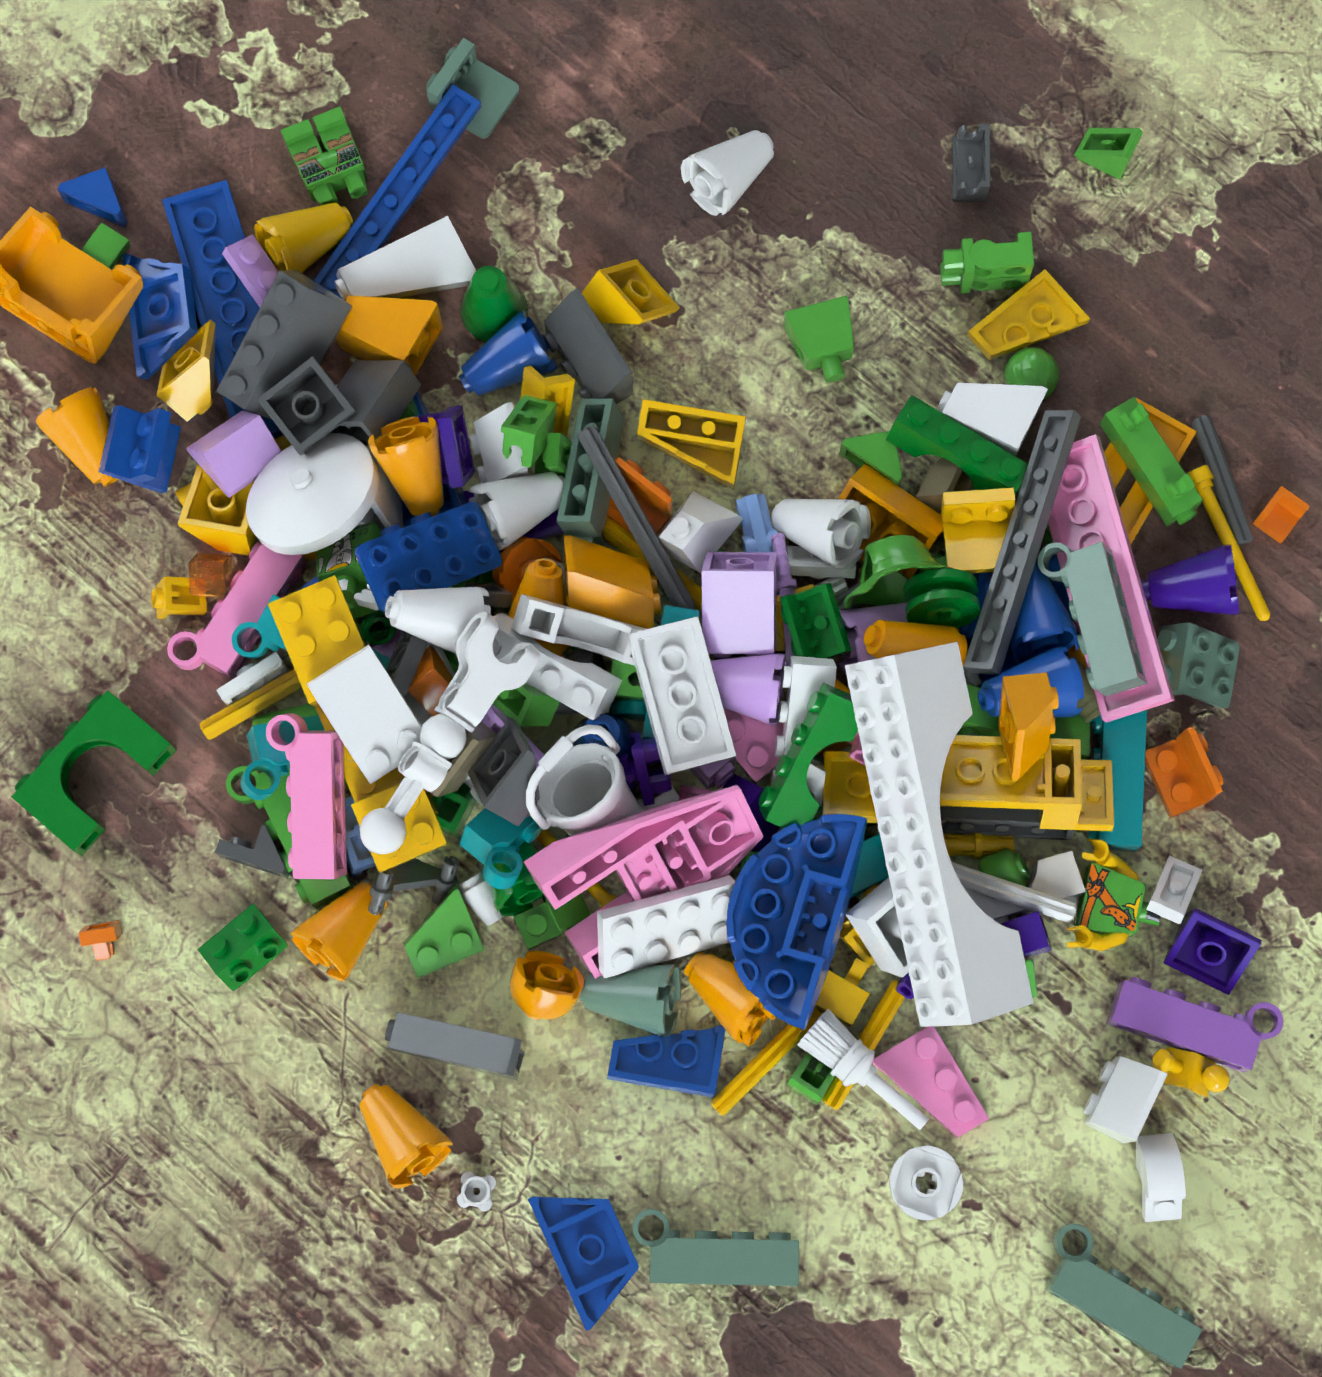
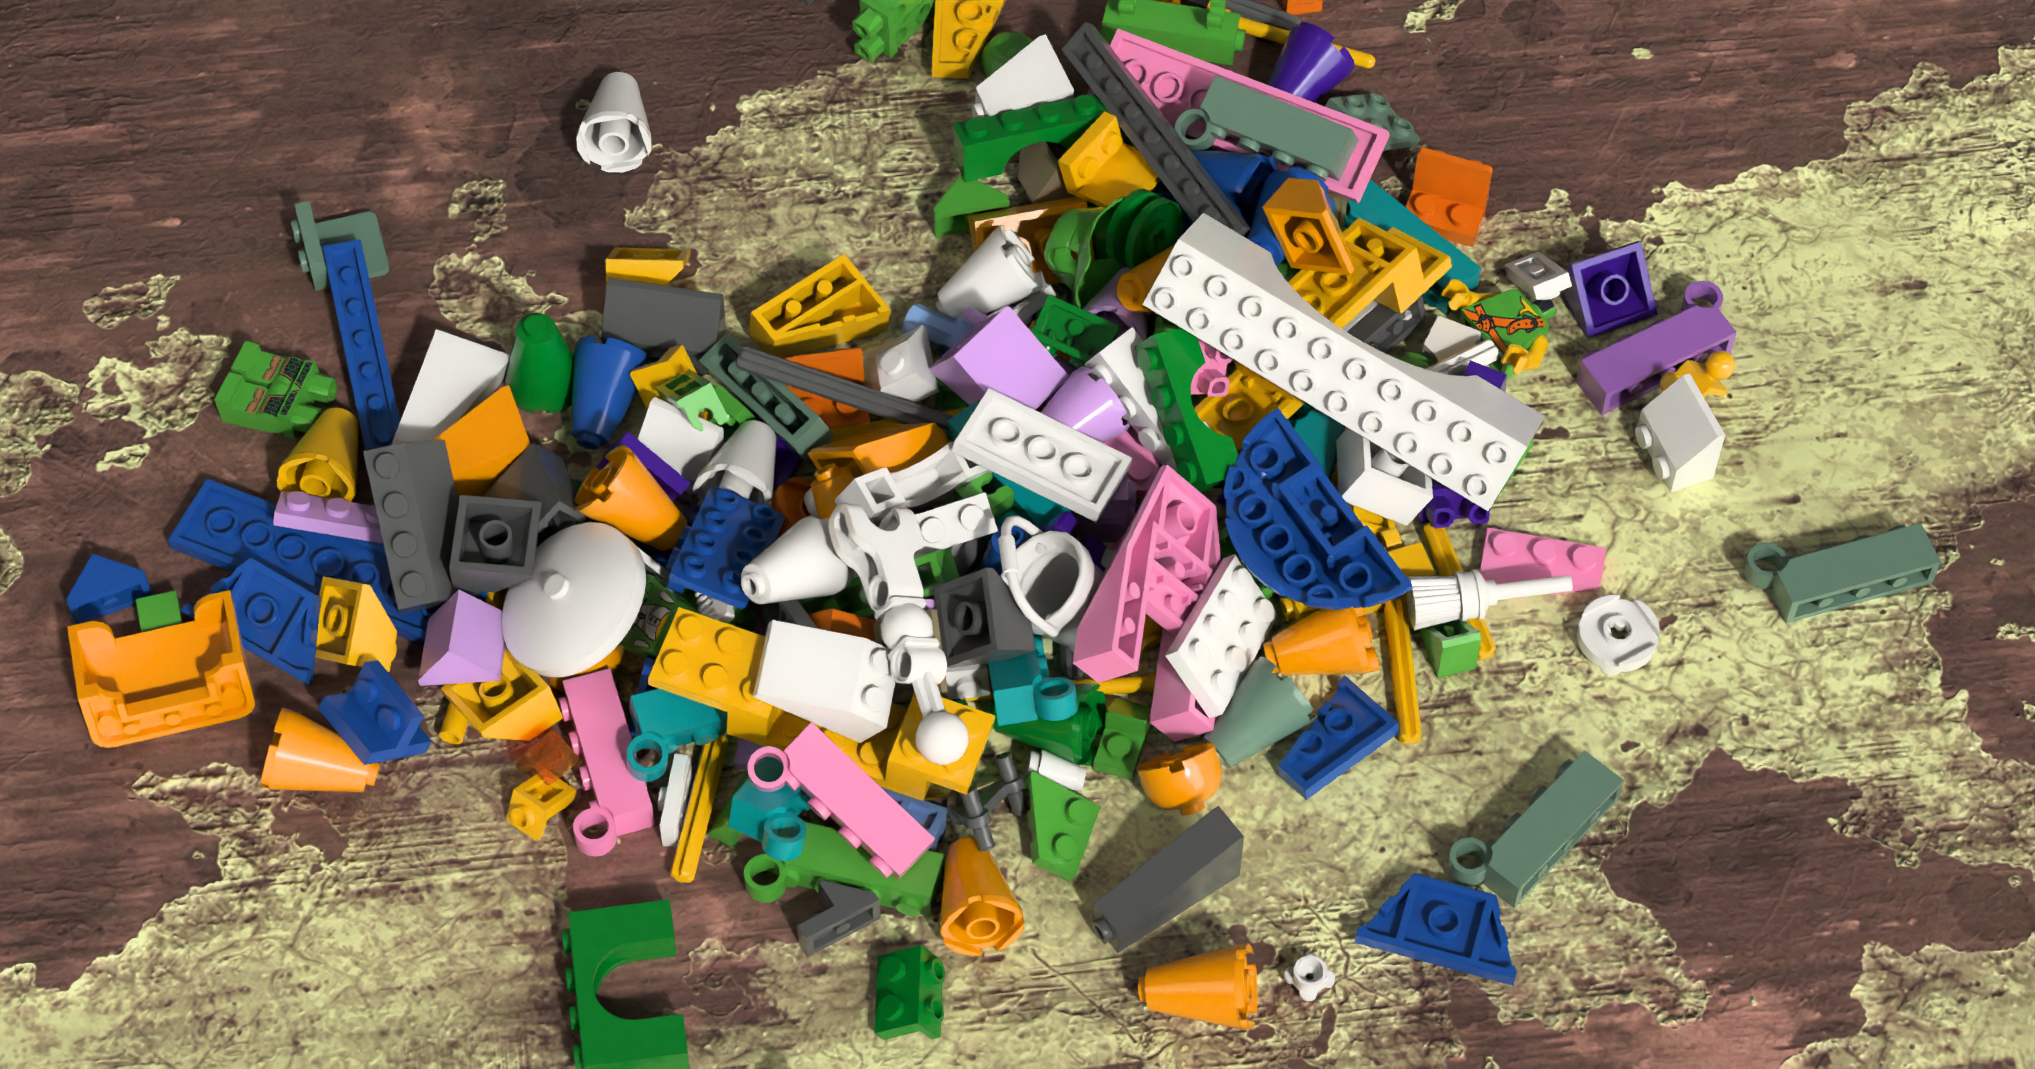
camera: 50 degrees left, 20 degrees down
(822, 336) = (826, 167): bright green torso -> none
(1161, 1177) = (1767, 456): white brick -> none

